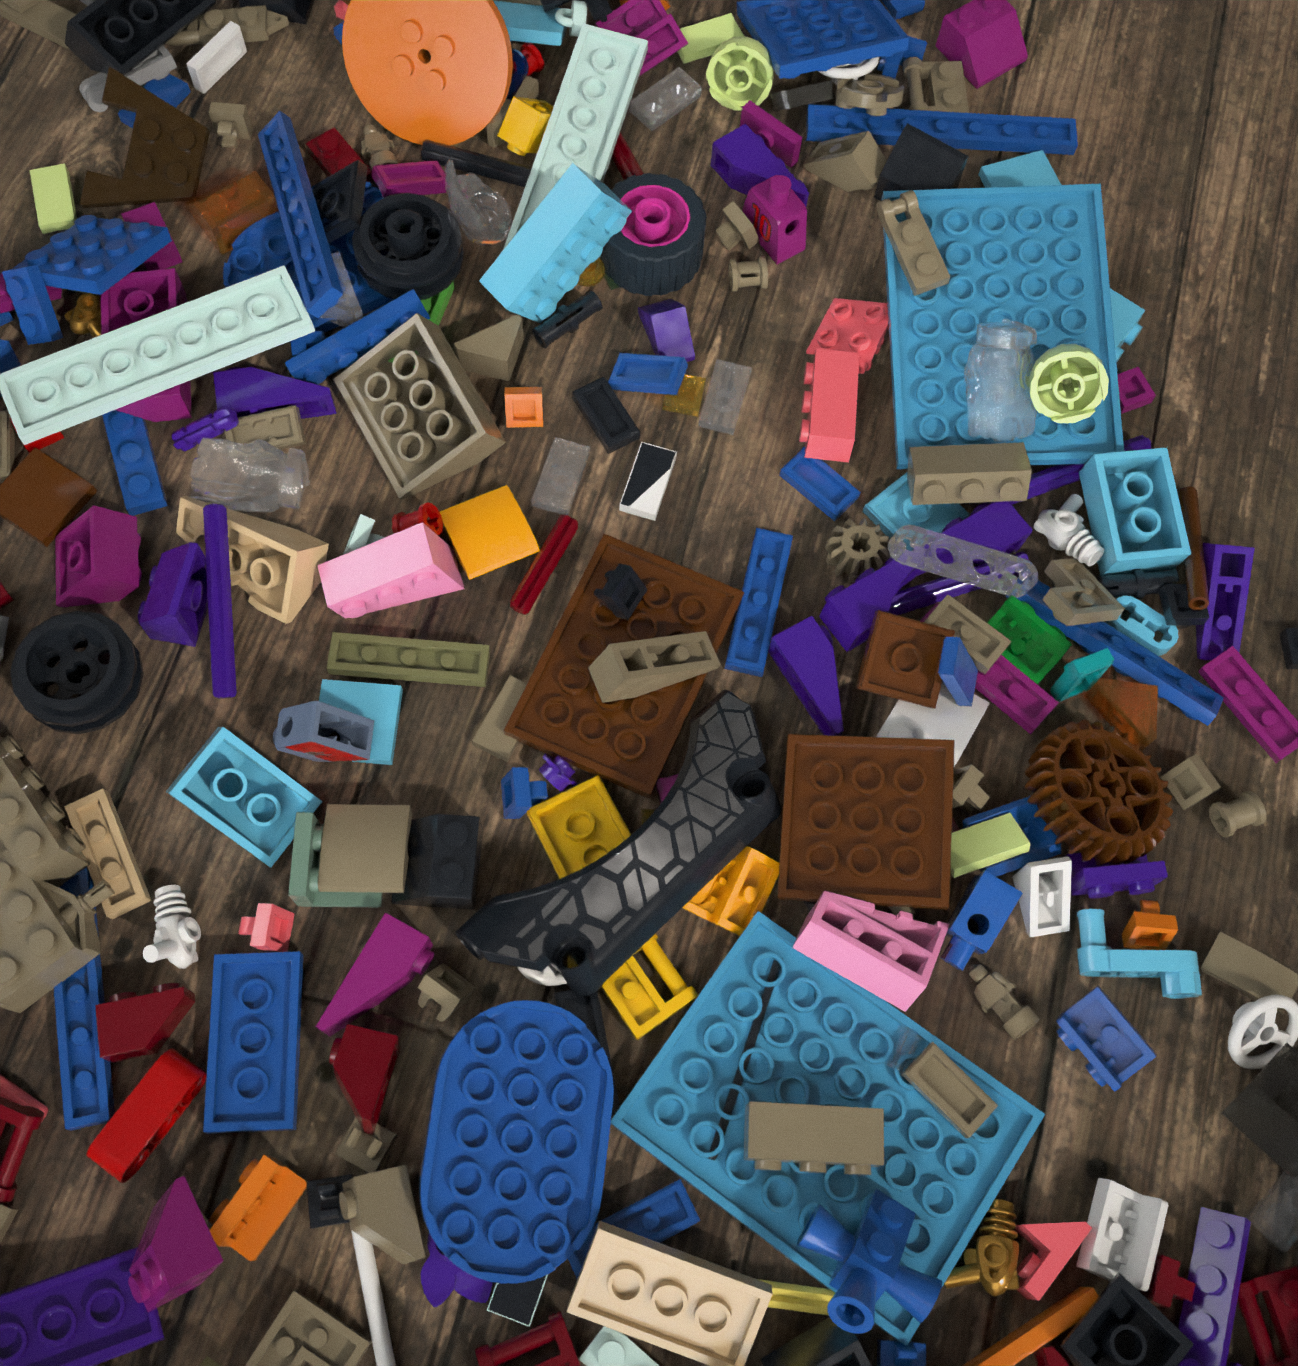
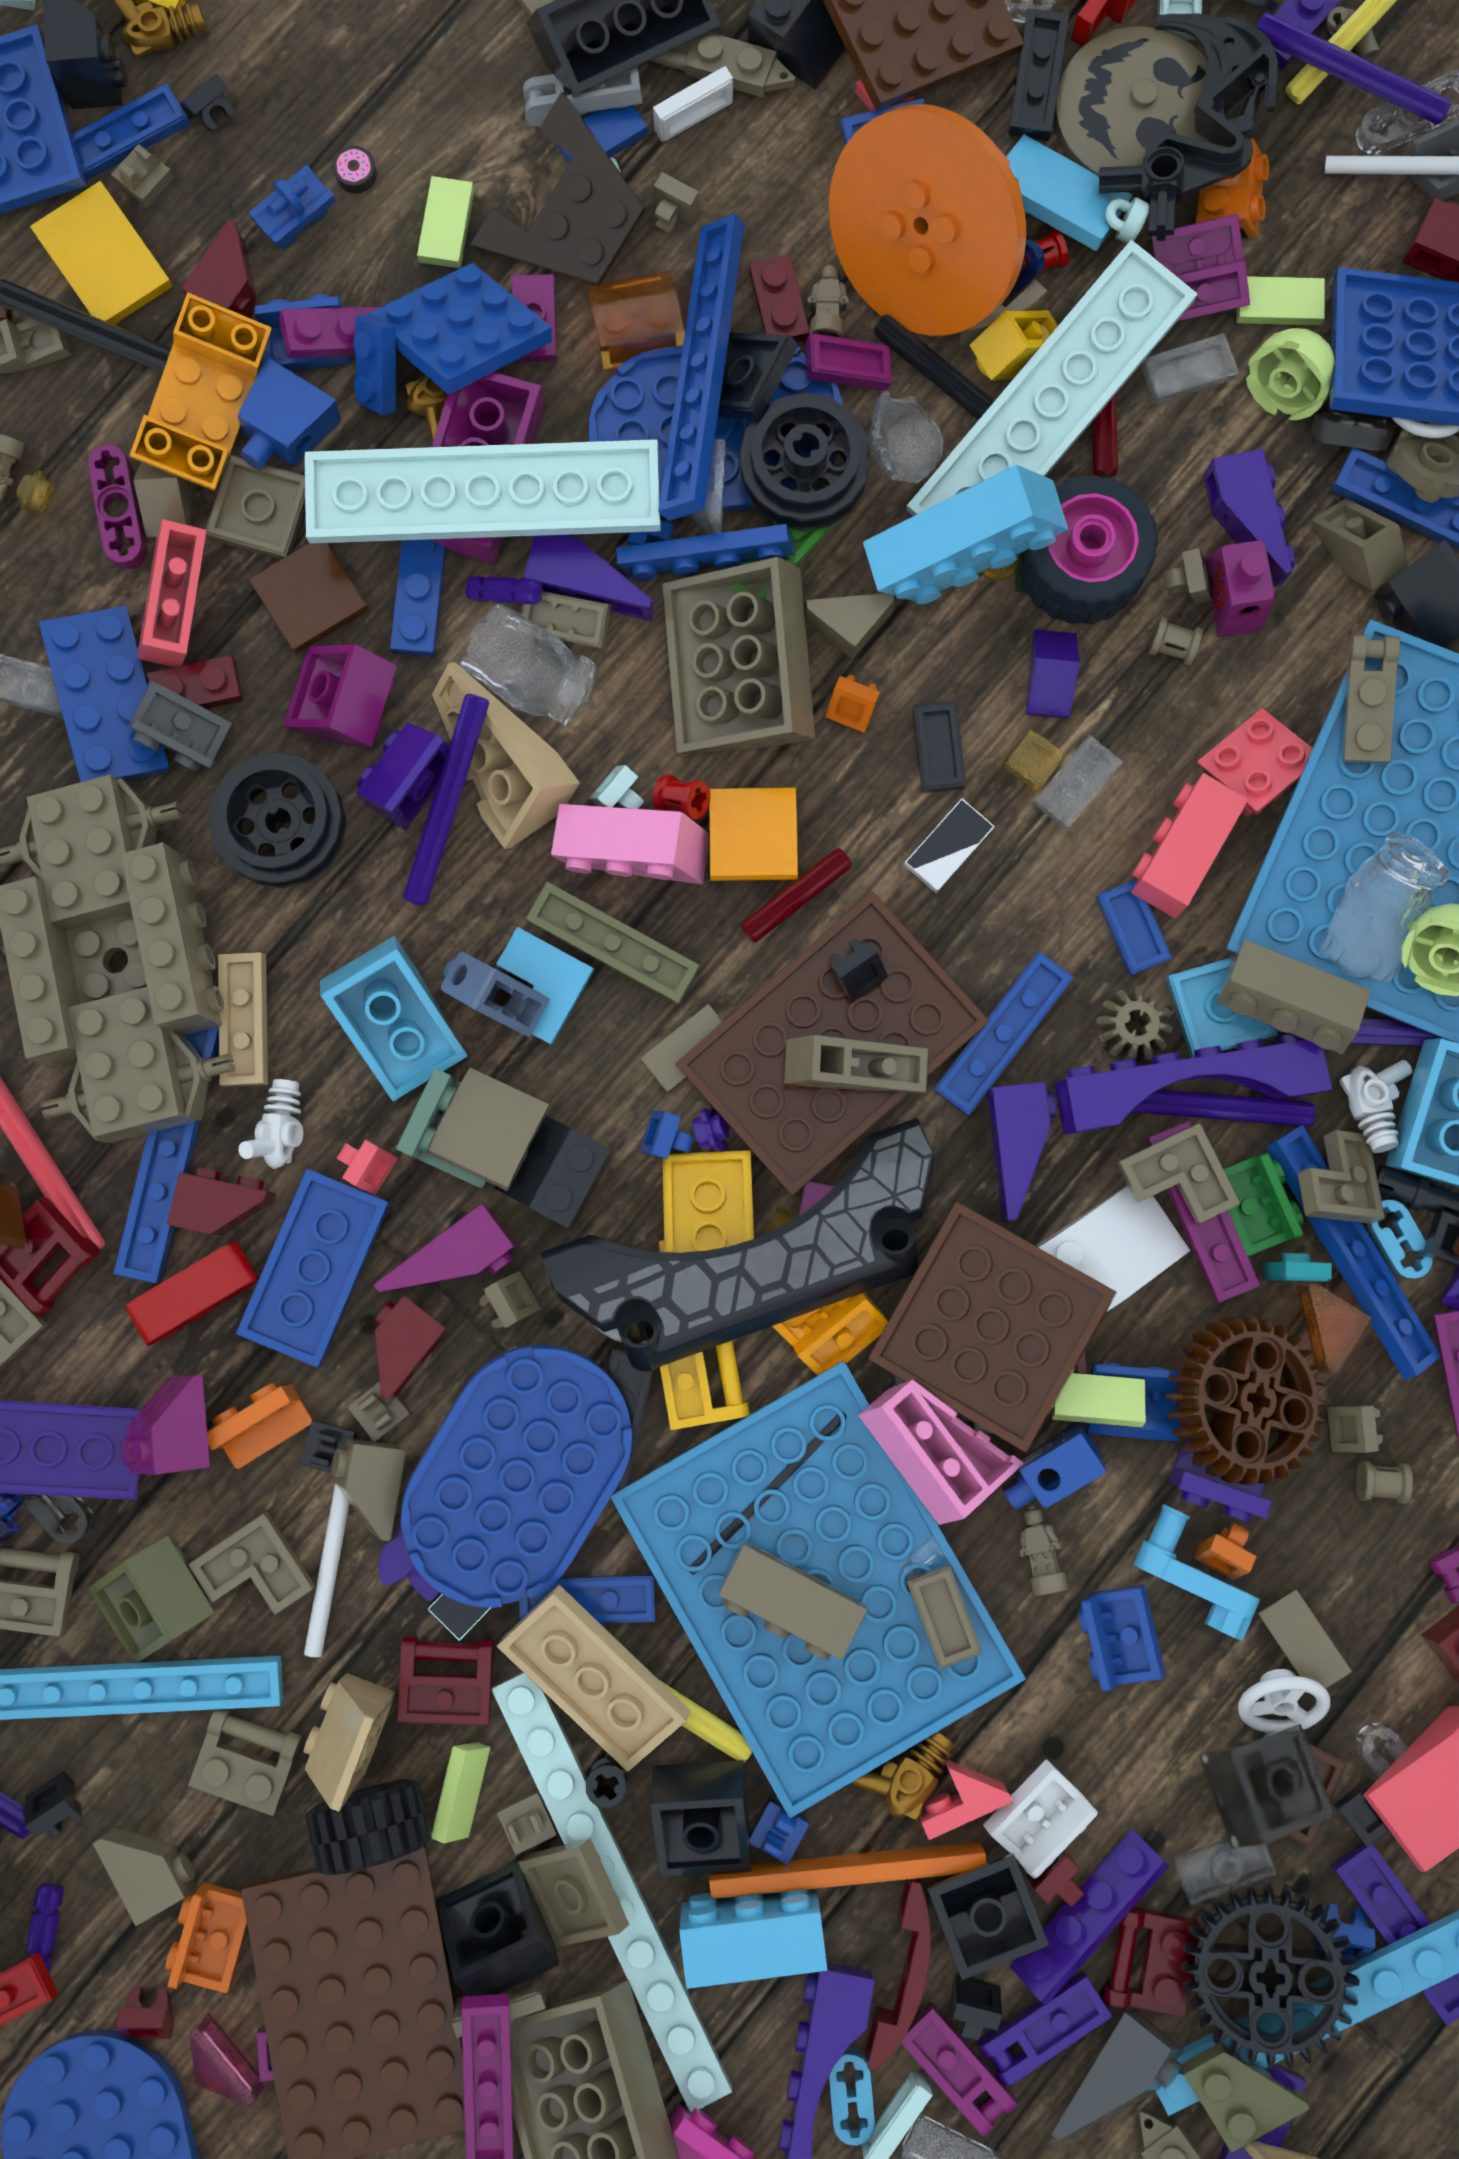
camera: 30 degrees right, 15 degrees up
(549, 332) = (920, 621): black pin -> none
(561, 476) = (857, 802): clear plate -> none
(648, 373) = (1005, 721): blue tile -> none
(777, 136) = (1290, 467): magenta plate -> none
(870, 1263) = (787, 1737): blue brick -> none
(903, 659) = (1115, 1177): reddish brown tile -> none
(958, 671) = (1163, 1215): blue tile -> none
(962, 567) = (1236, 1091): clear beam -> none
(966, 791) = (1113, 1333): dark tan tile -> none
(1045, 895) = (1137, 1476): white slope -> none

